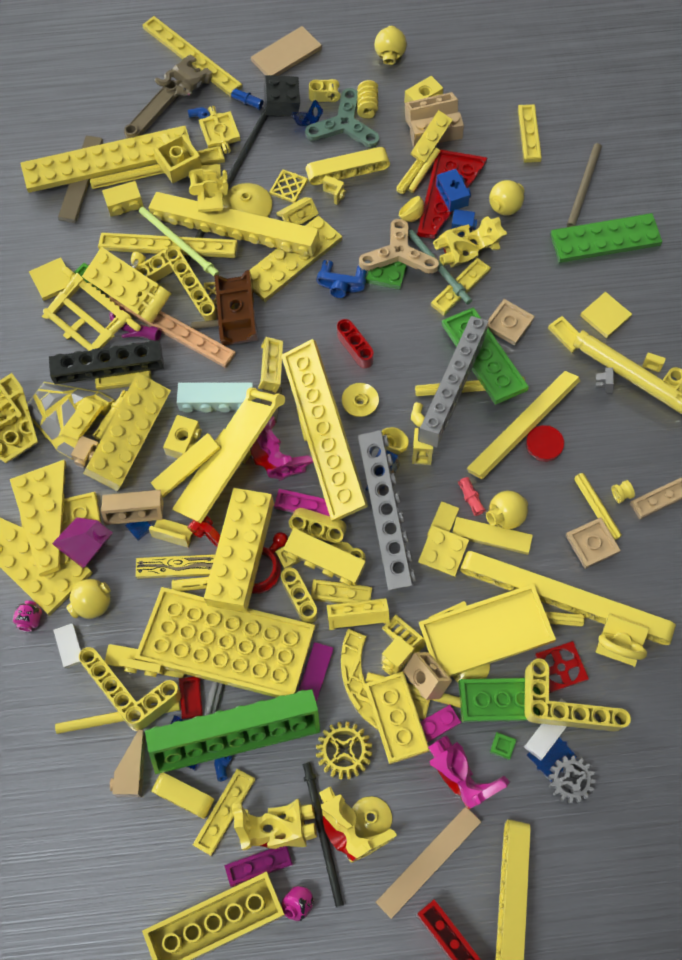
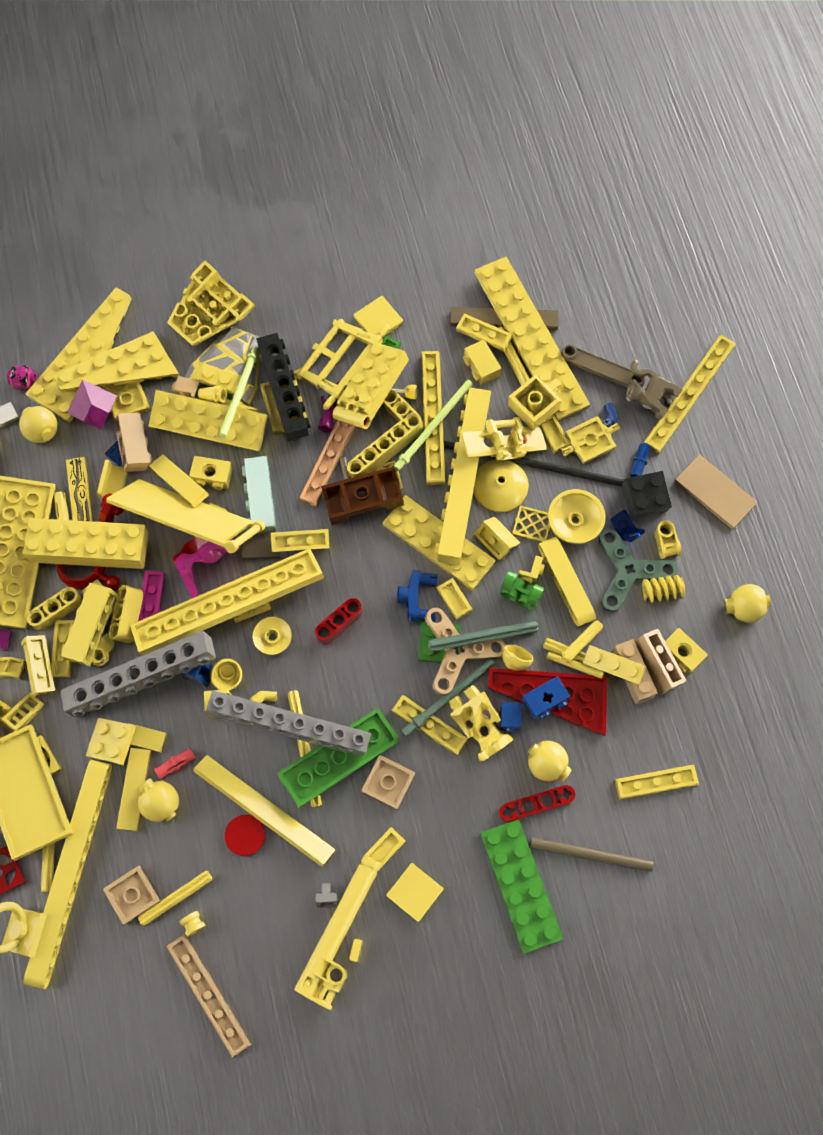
camera: 80 degrees right, 5 degrees up
(68, 385) = (251, 359): none -> yellowish green bar
(93, 192) = (480, 330): none -> light yellow tile
(100, 423) = (213, 394): none -> light yellow cone
(291, 146) = (580, 506): none -> light yellow dish
(347, 253) = (454, 599): none -> light yellow tile
(357, 194) = (517, 591): none -> bright green piece
(390, 231) = (482, 636): none -> sand green axle
(404, 161) = (582, 641): none -> light yellow axle
(539, 216) = (538, 807): none -> red beam

